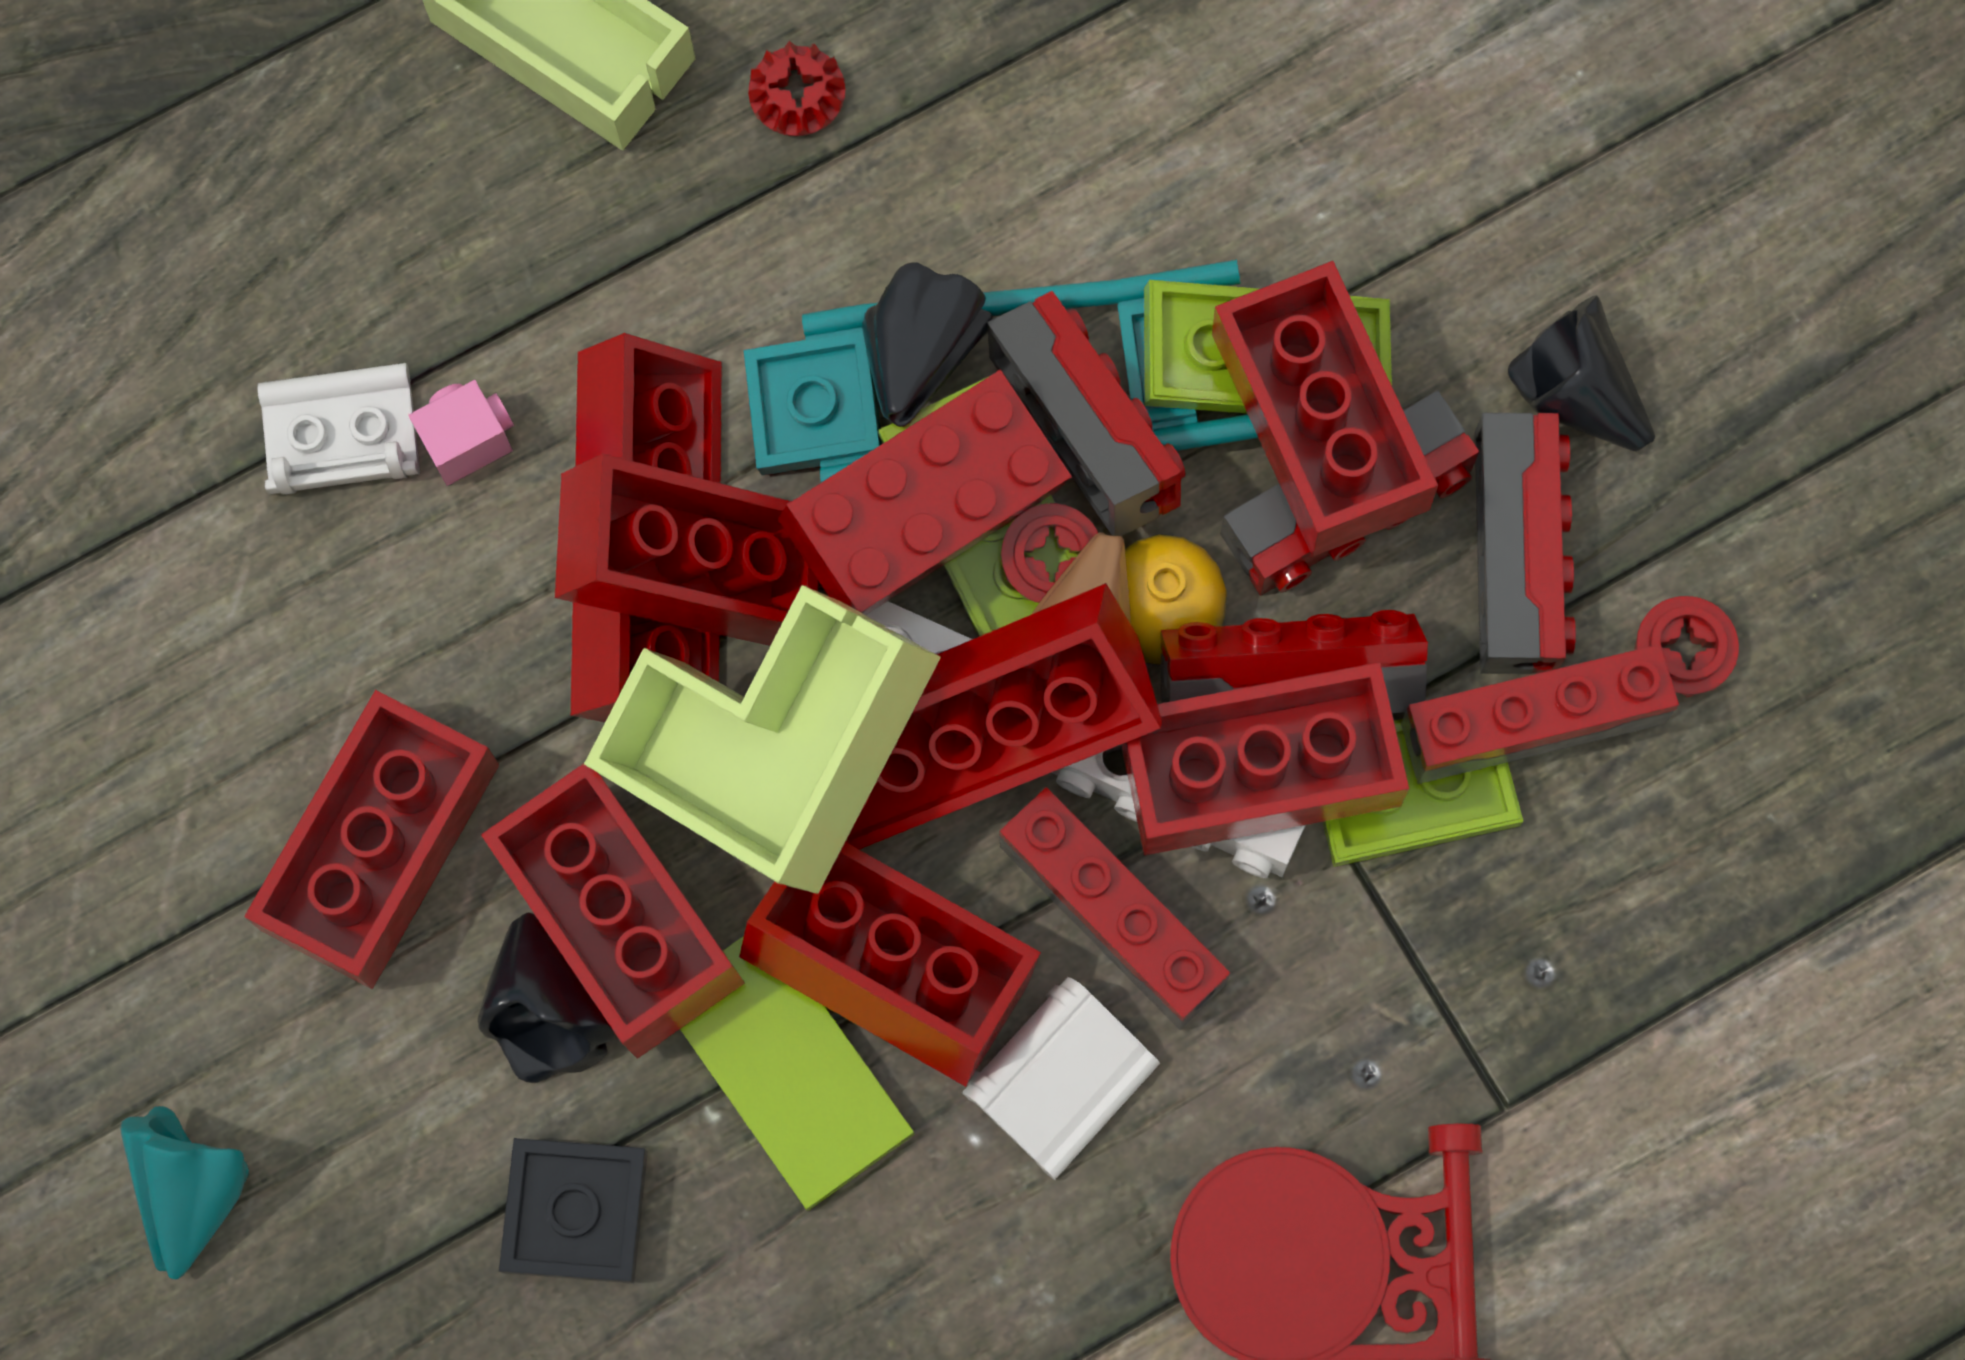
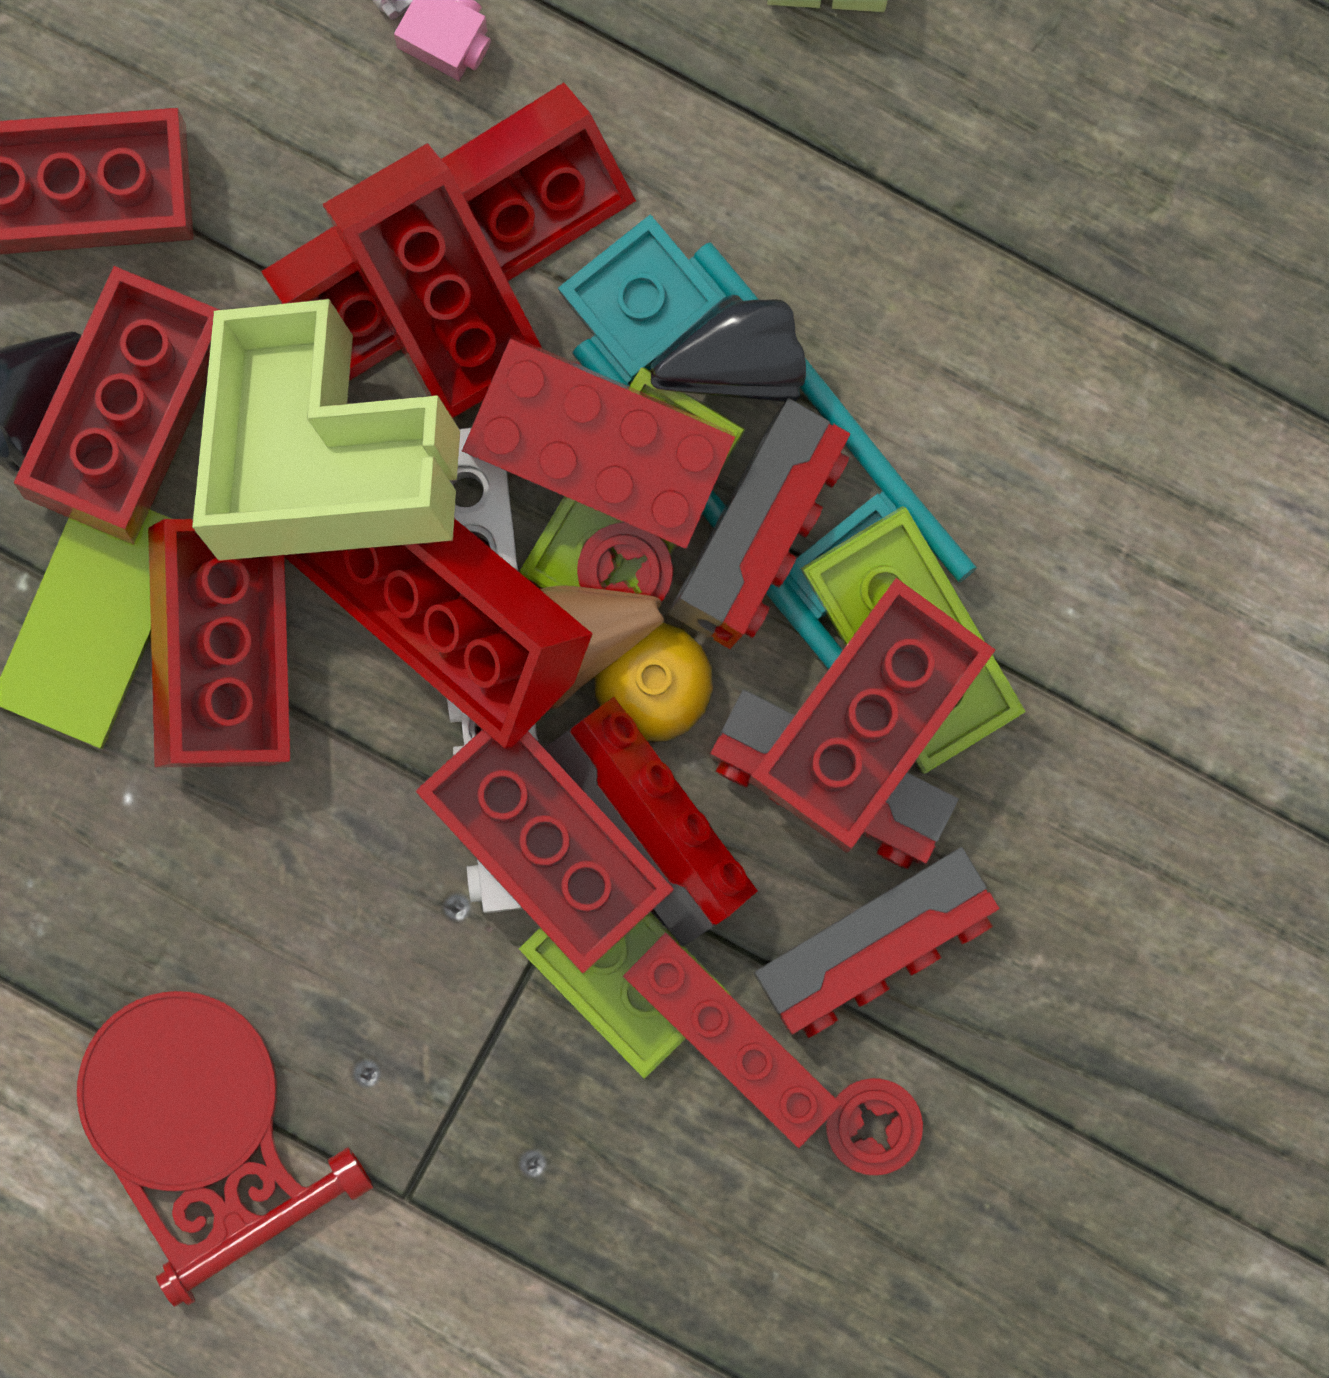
camera: 50 degrees right, 10 degrees up
(820, 102) = (907, 139): red gear -> none
(1061, 1077) = (211, 836): white piece -> none
(1113, 908) = (369, 795): red piece -> none
(1583, 377) = (1049, 910): black hat -> none

